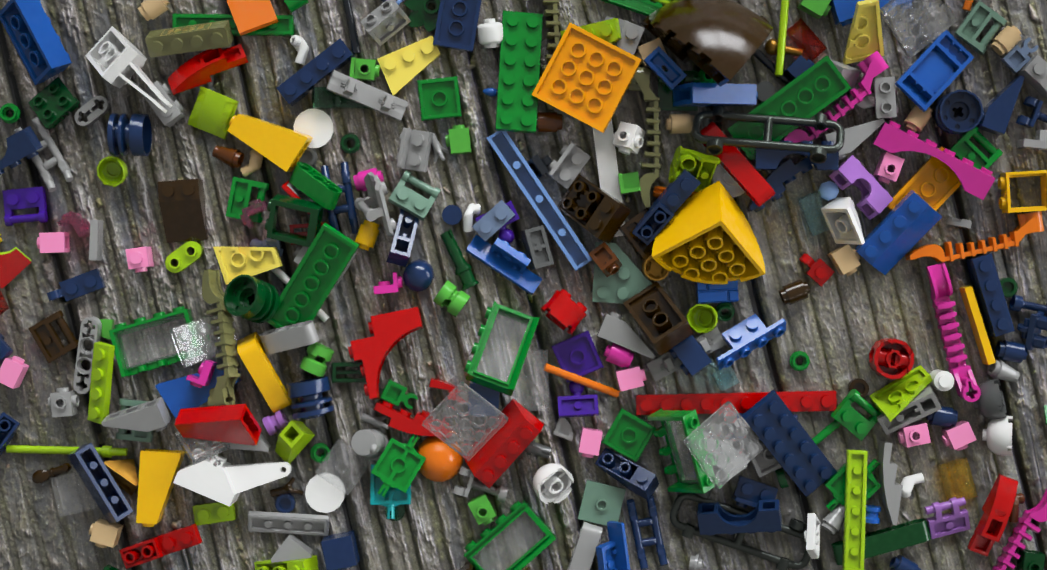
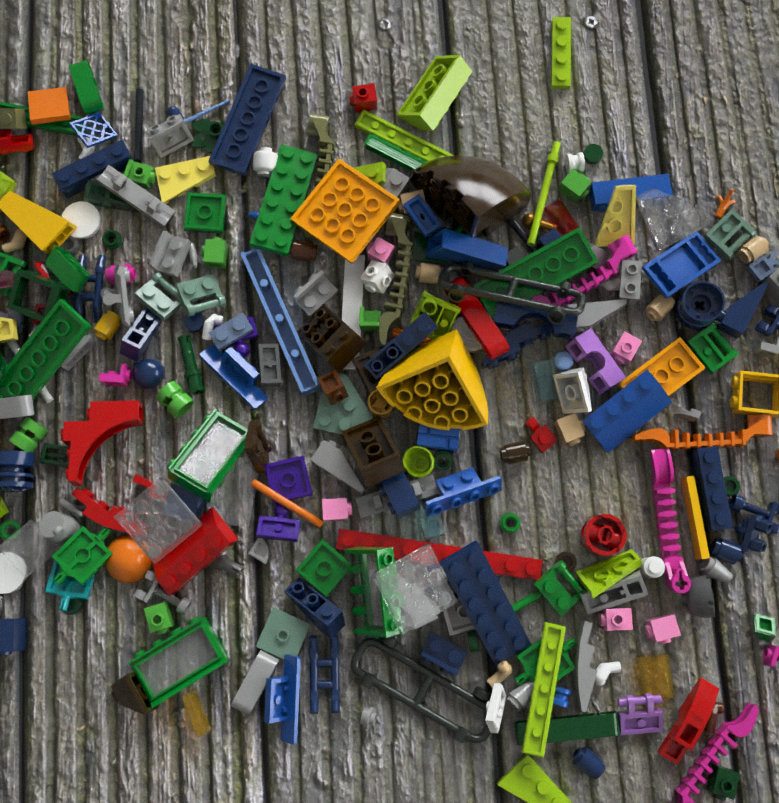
camera: 10 degrees right, 10 degrees down
(294, 38) = (89, 119): none -> window
(395, 393) = (99, 483): green plate -> none
(451, 181) = (200, 289): none -> sand green plate
(539, 165) = (286, 288): black tile -> none
(544, 332) = (257, 446): none -> dark brown plate
(552, 483) = (235, 603): white cylinder -> none
(564, 311) = (282, 430): red brick -> none
(590, 442) = (283, 568): bright pink brick -> none
(618, 355) = (329, 484): dark pink brick -> none
(627, 111) = (380, 251): none -> bright pink brick
(715, 520) = (396, 672): dark blue arch -> none
(814, 501) = (503, 672): none -> tan arm
(944, 417) = (648, 606): dark blue brick -> none
(972, 179) = (706, 370): dark pink arch -> none
(999, 436) = (705, 635): white cylinder -> none

